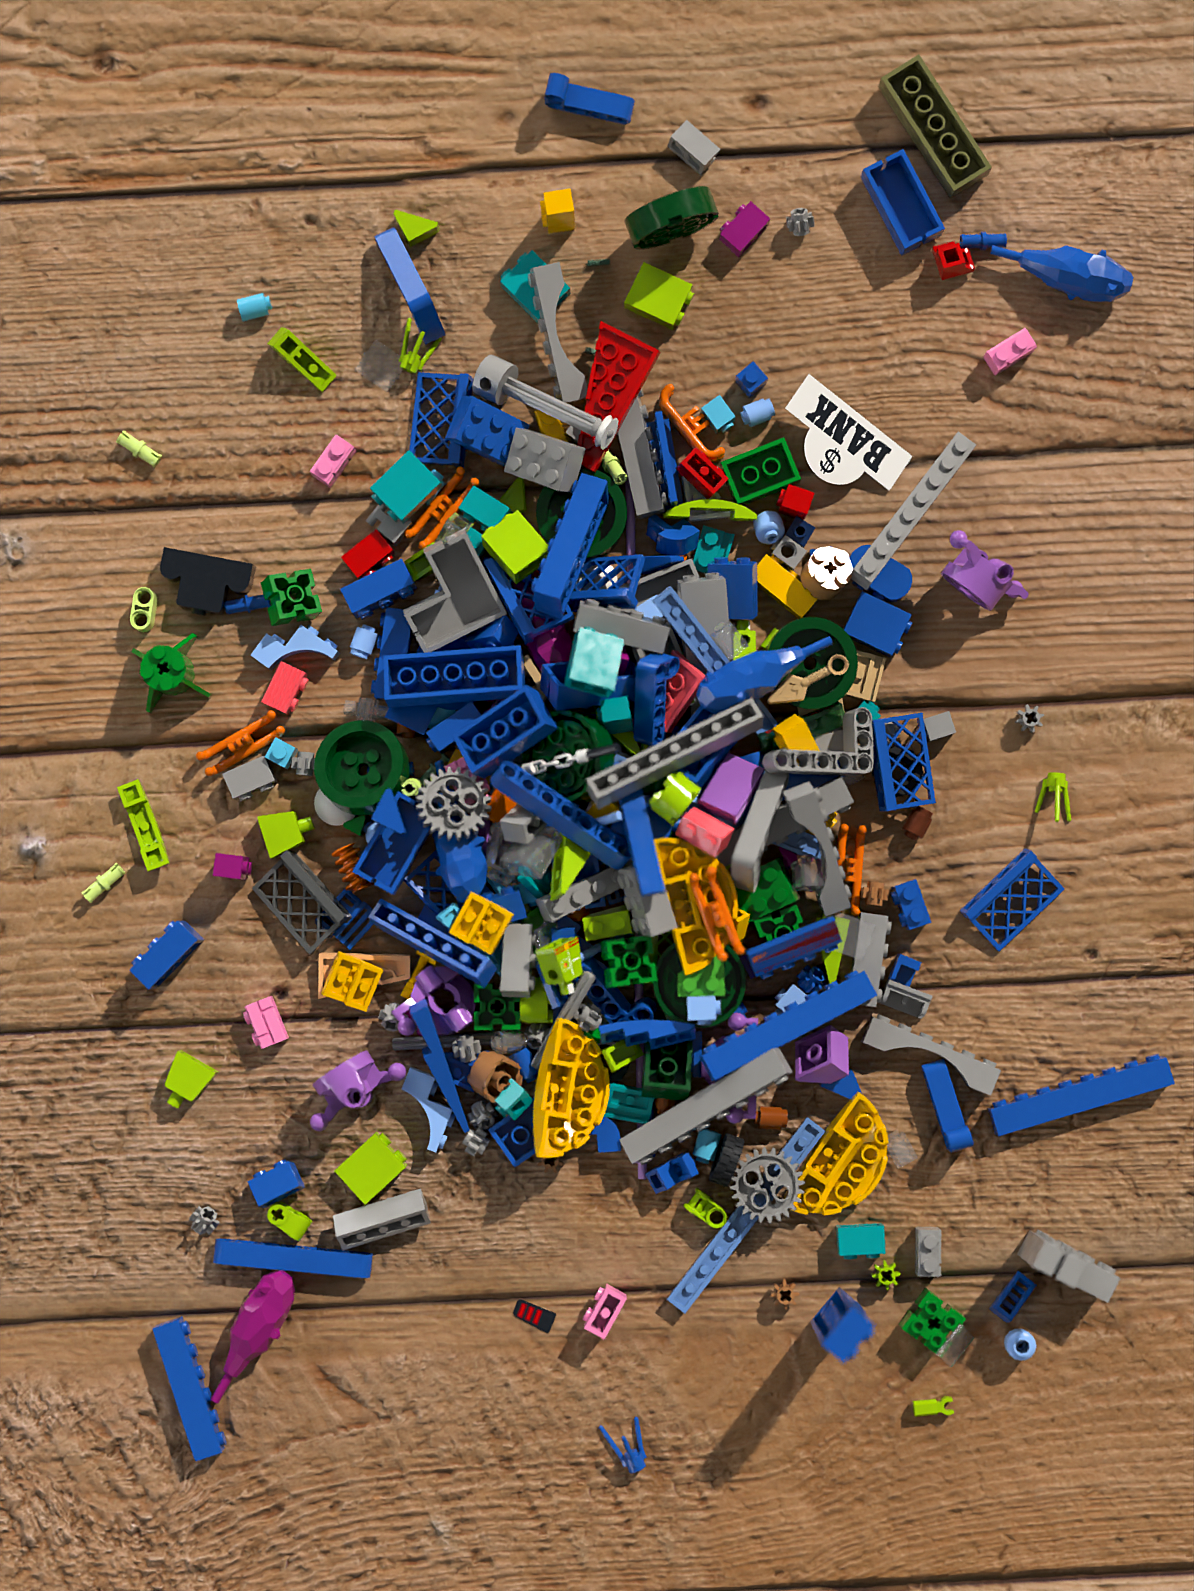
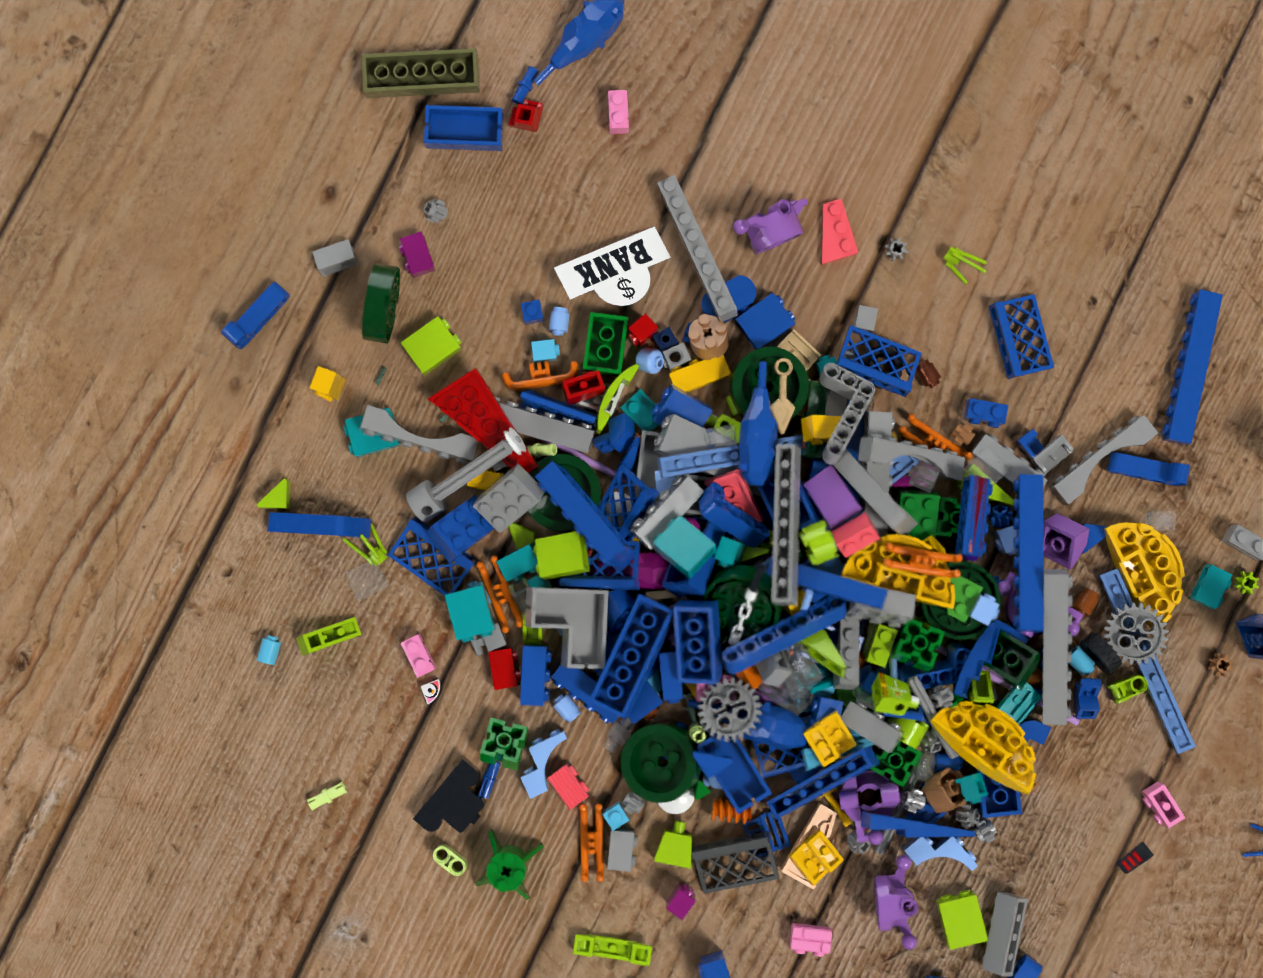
camera: 60 degrees left, 0 degrees up
(304, 494) = (431, 690): none -> tile
(1011, 648) = (836, 233): none -> coral wing

